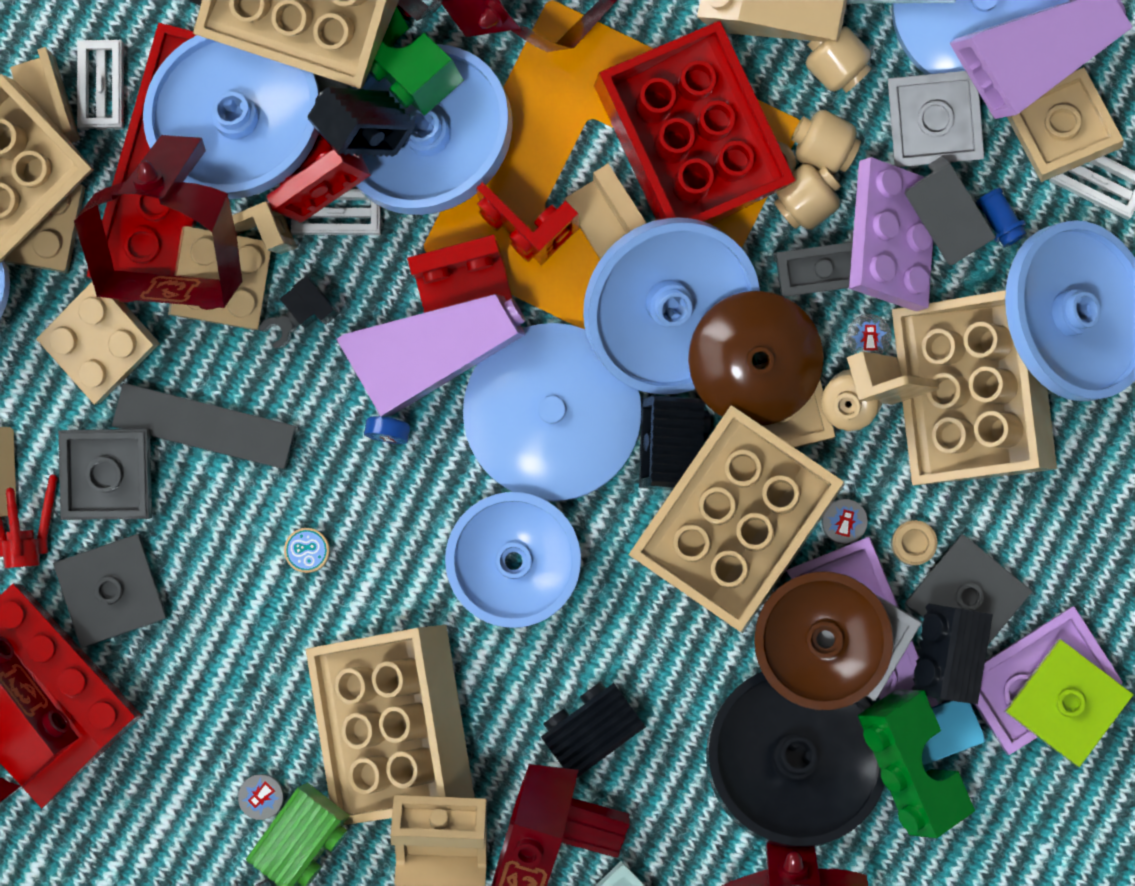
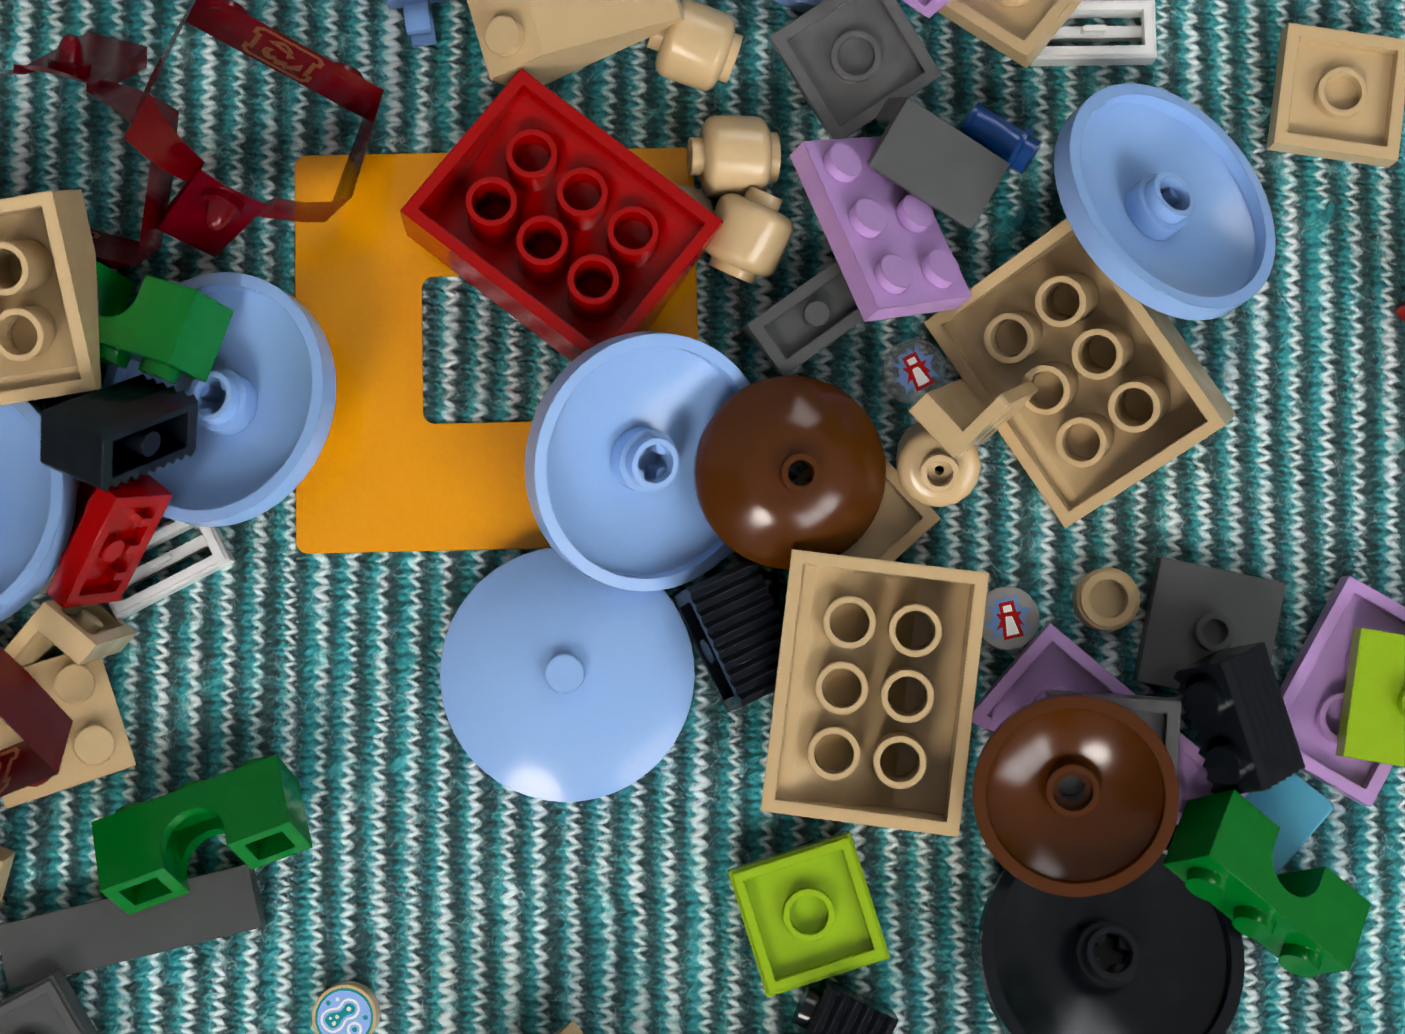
camera: 35 degrees left, 0 degrees up
(247, 380) = (148, 844): none -> green arch
(305, 306) = (180, 702): black piece -> none
(387, 430) = (368, 807): blue tile -> none
(424, 351) = (361, 686): lavender slope -> none
(460, 273) = (374, 577): red bracket -> none
(506, 526) = (607, 941): light blue dish -> none
(552, 229) = (446, 446): red bracket -> none
(605, 210) = (499, 383): tan panel -> none
(624, 637) = (808, 914): none -> lime plate

